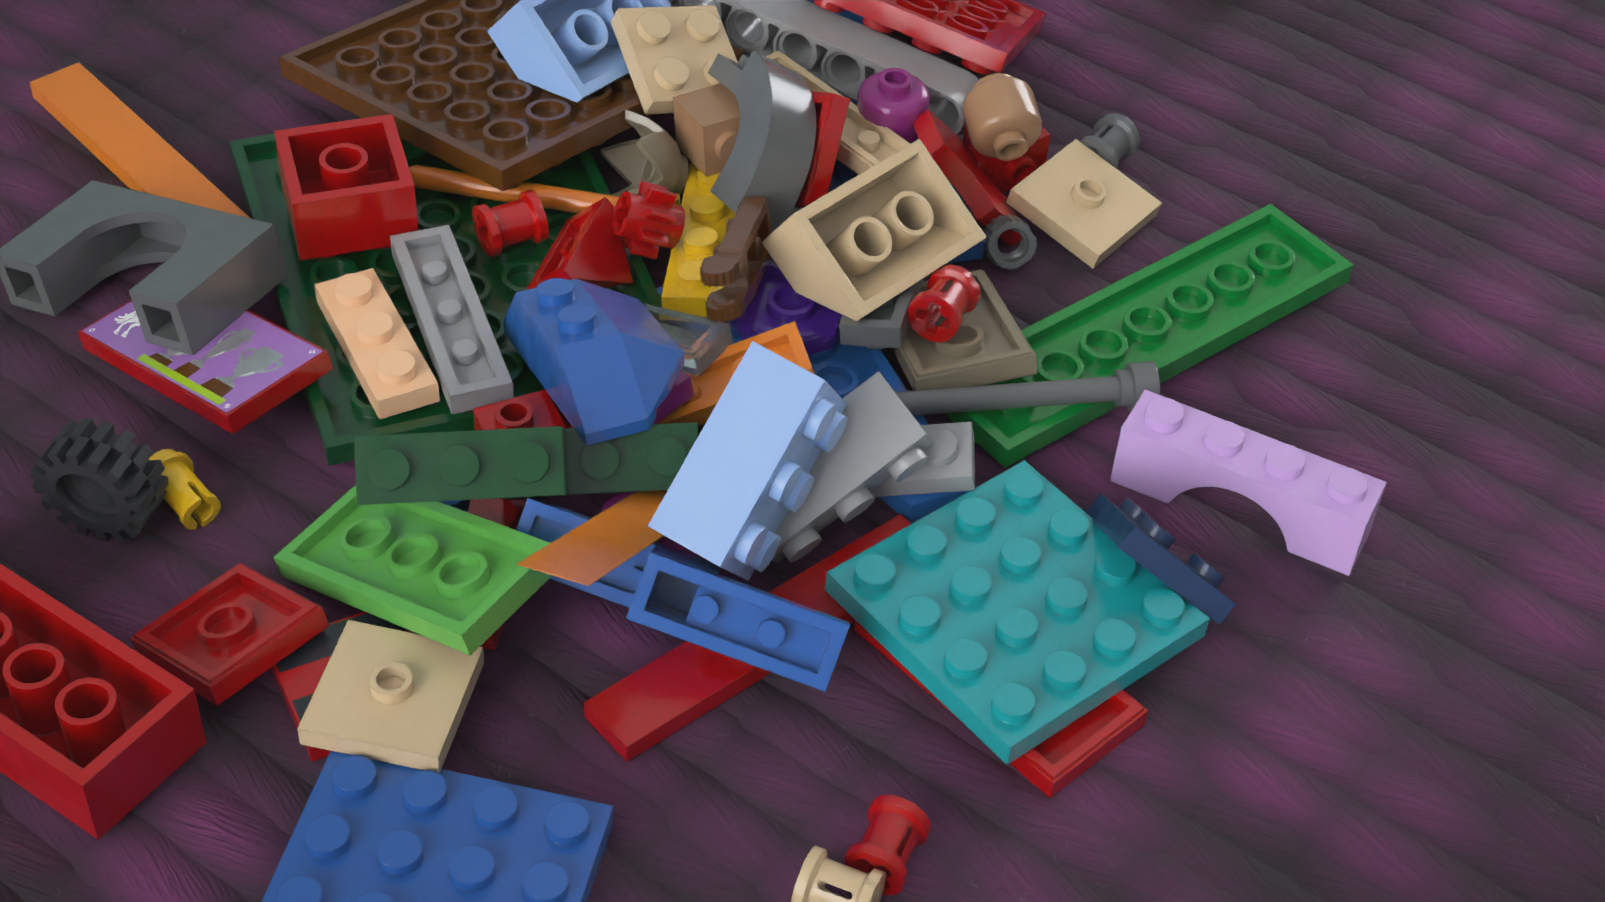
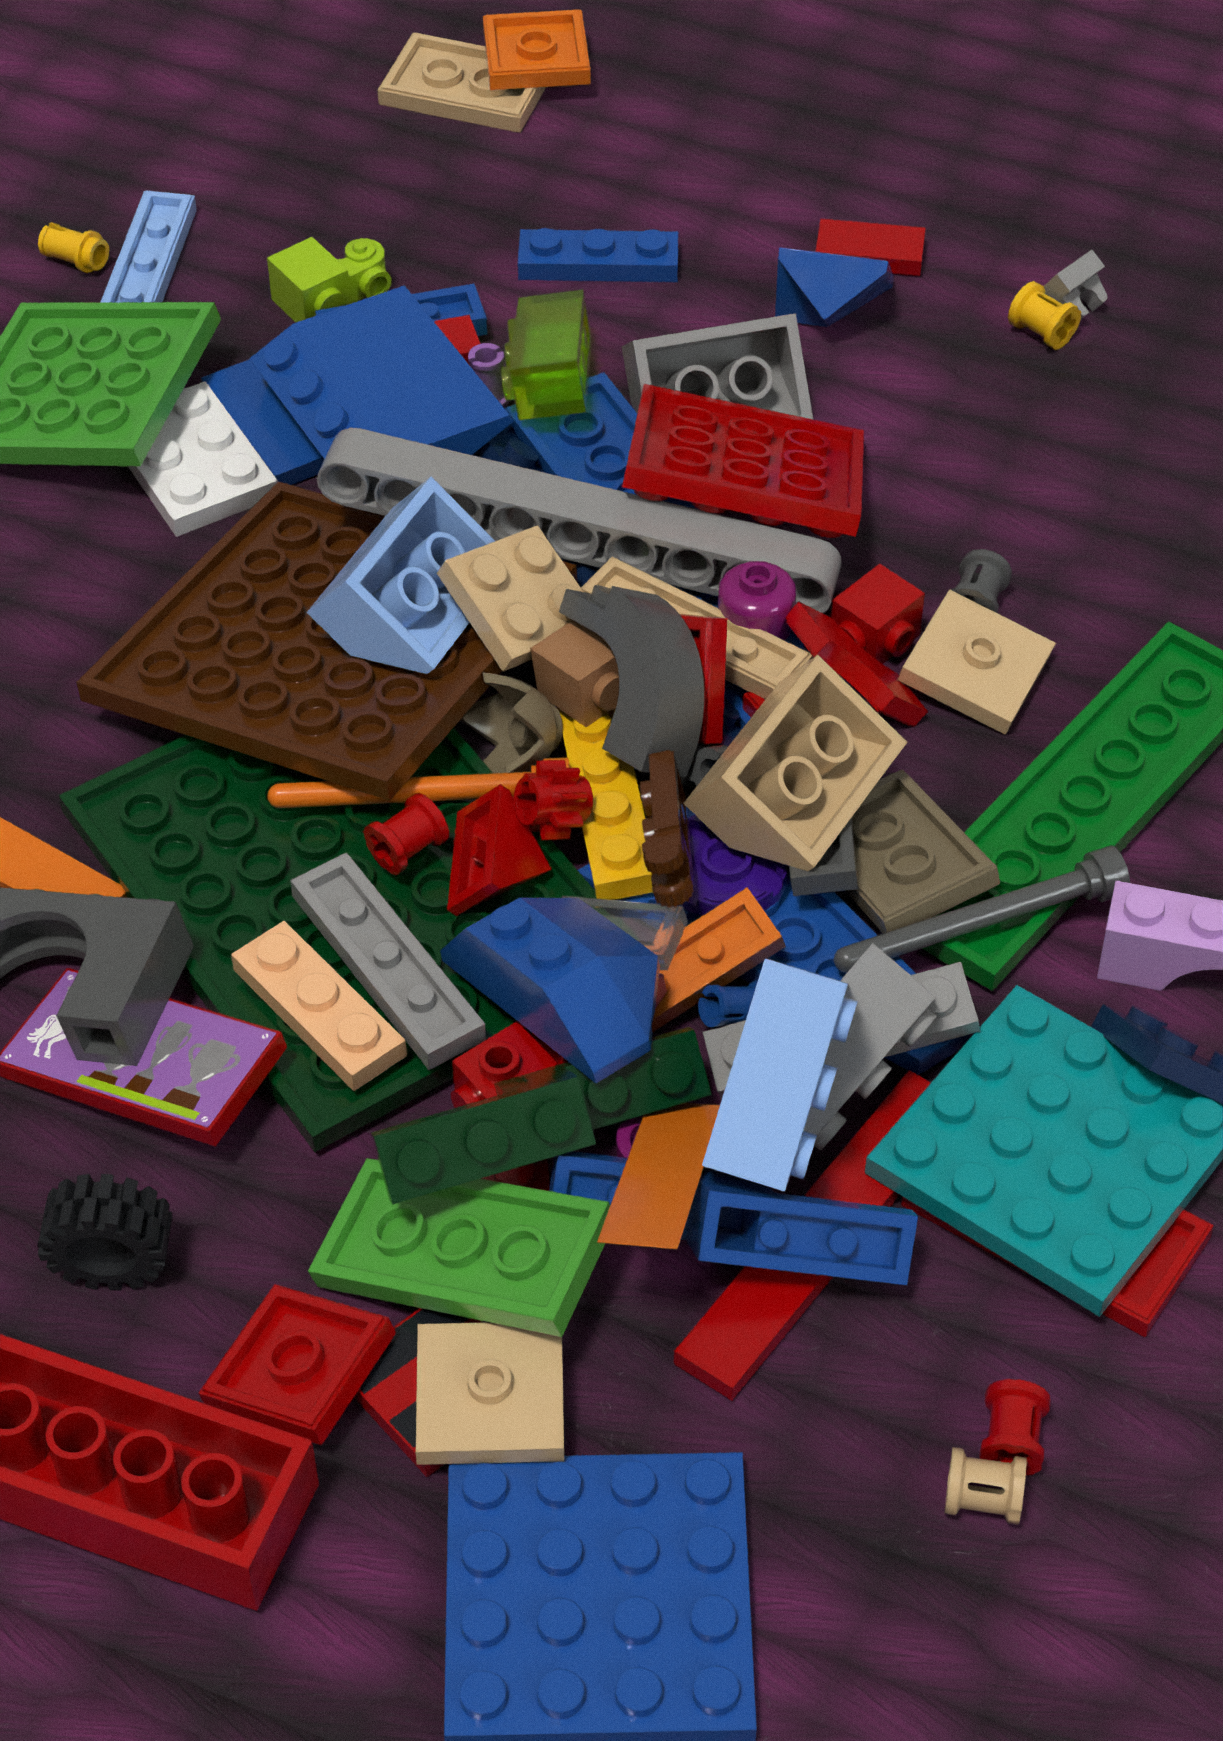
camera: 10 degrees left, 5 degrees up
(185, 490) = (191, 1222): yellow pin -> none
(346, 185) = (224, 833): red brick -> none
(935, 302) = (871, 837): red bush -> none
(1002, 115) = (876, 591): medium nougat head -> none
(1019, 256) = (932, 737): dark grey axle -> none

